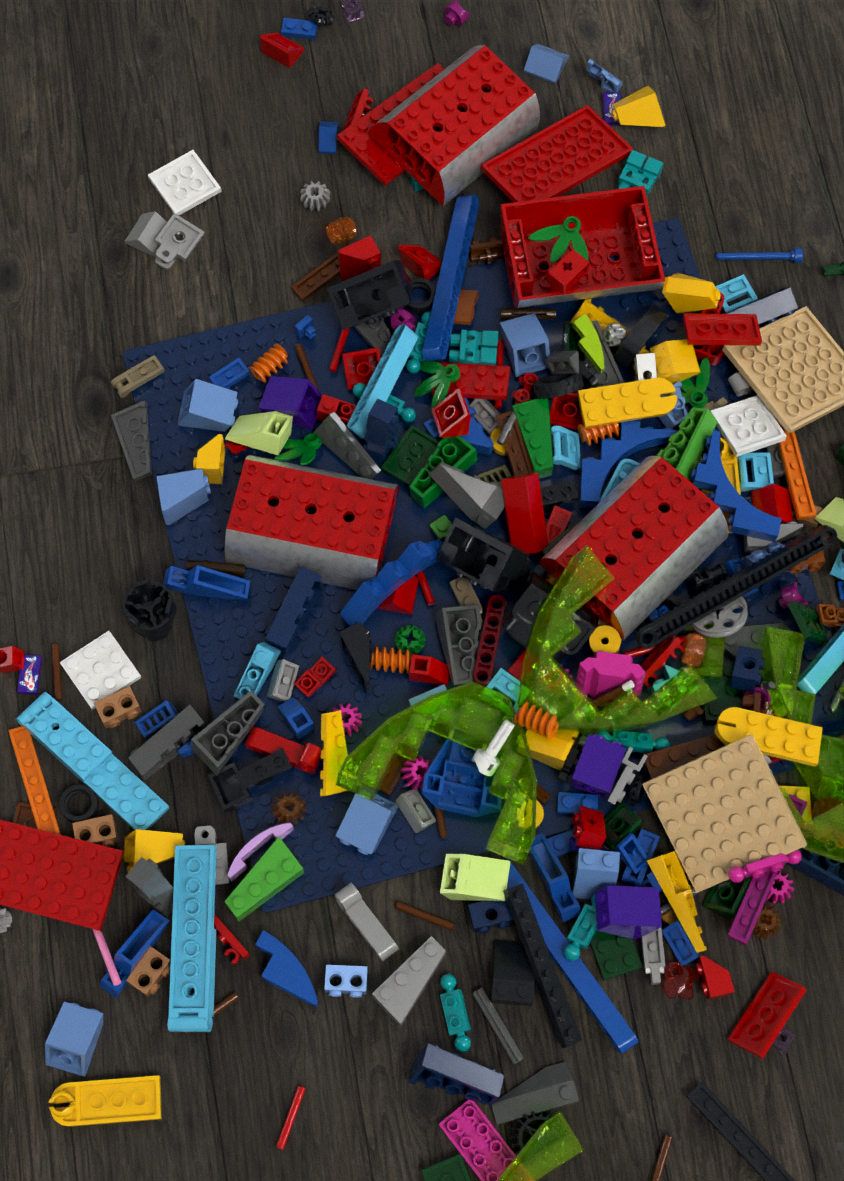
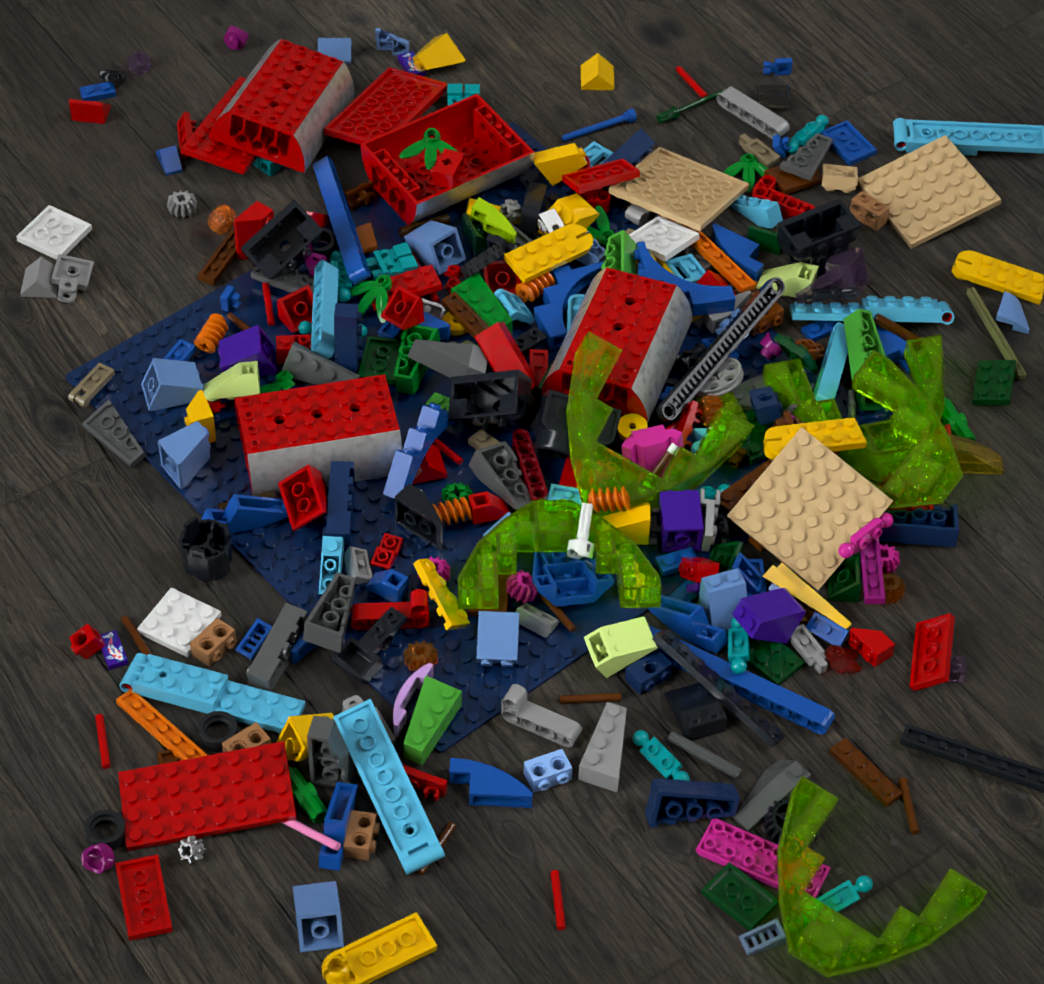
camera: 25 degrees left, 20 degrees down
(122, 908) = (306, 797): none -> green piece
(264, 590) = (303, 496): none -> red slope
(507, 428) = (456, 306): flat silver piece -> none
(563, 362) = (478, 243): dark grey slope -> none
(637, 1113) = (866, 772): none -> reddish brown plate
(790, 191) = (597, 74): none -> yellow slope
(820, 467) = (739, 250): none -> blue slope

